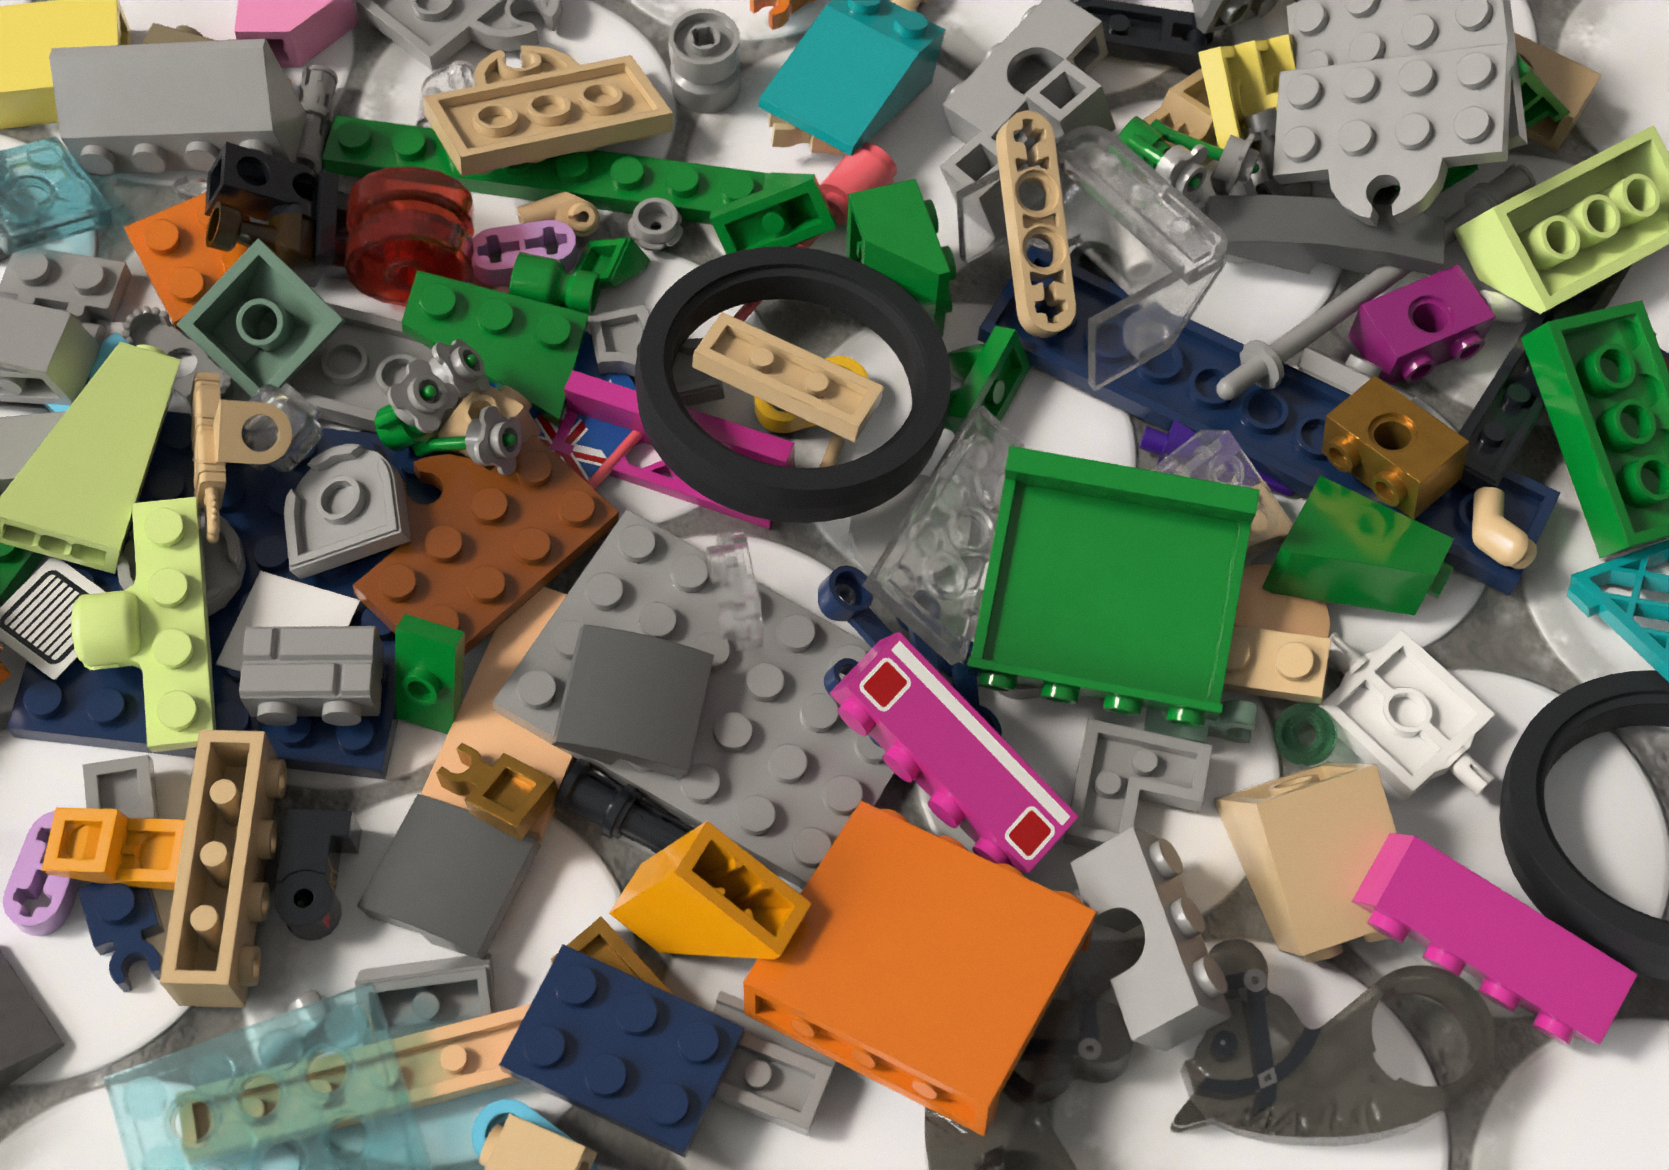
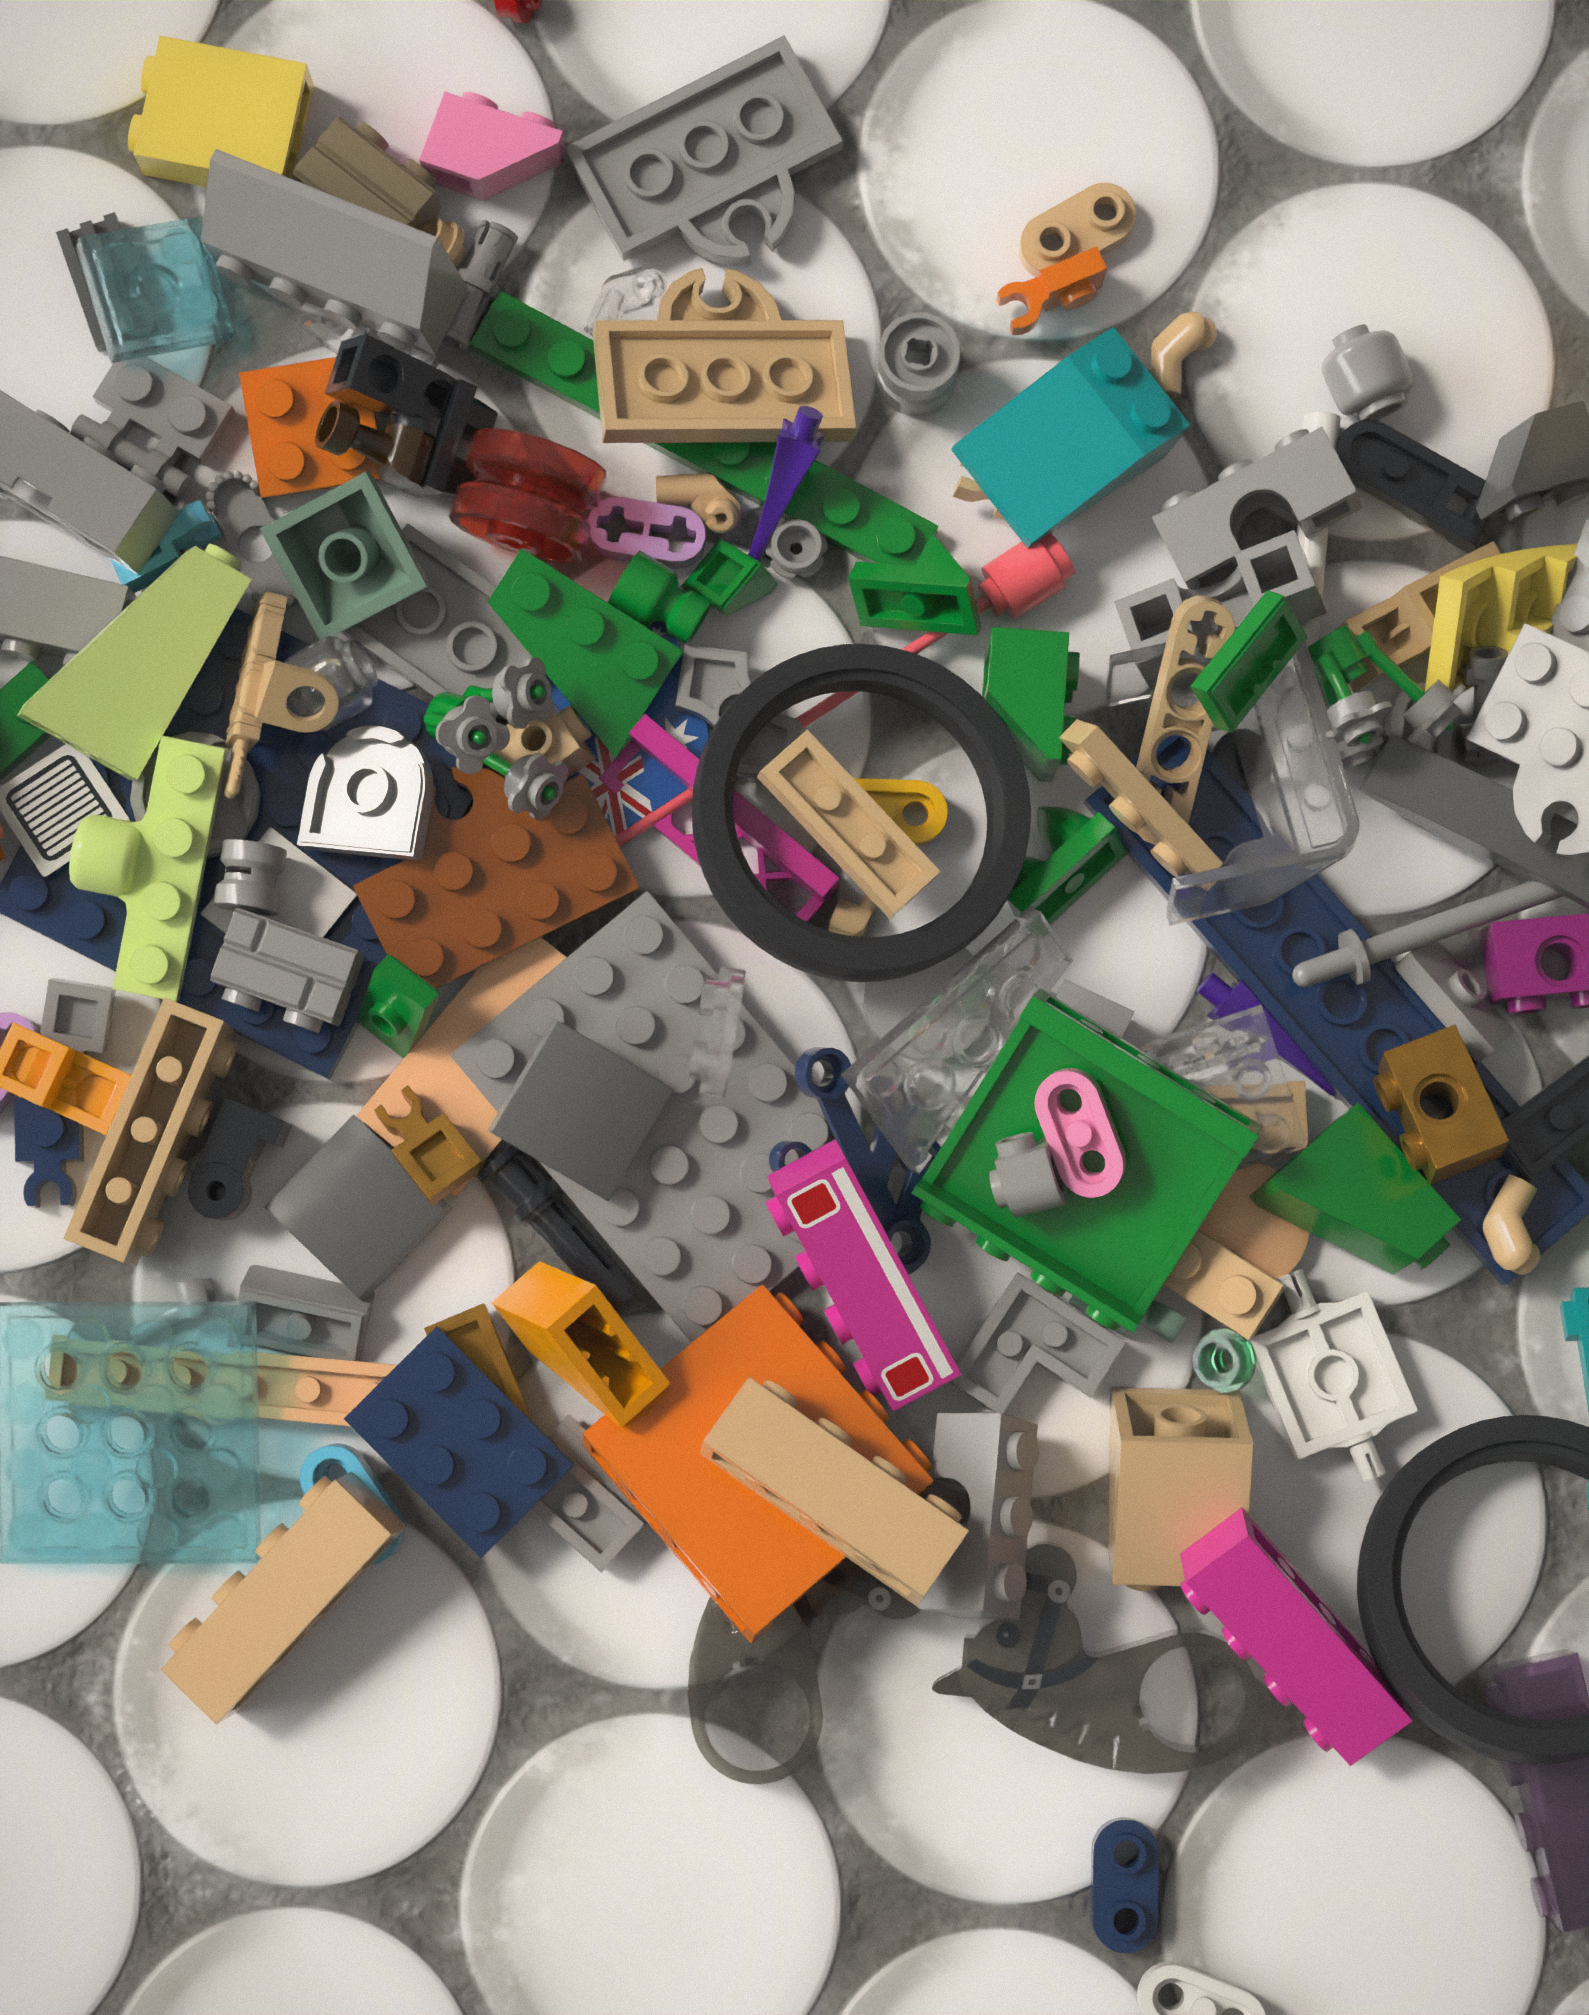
camera: 20 degrees right, 20 degrees up
(251, 599) = (250, 876): none -> light grey wheel
(628, 141) = (794, 455): none -> dark purple piece
(1009, 940) = (834, 1489): none -> tan brick
(1024, 279) = (1137, 801): none -> tan plate
(1066, 614) = (1026, 1176): none -> light grey plate
(1075, 146) = (1249, 661): none -> green plate
(1099, 559) = (1079, 1131): none -> bright pink plate

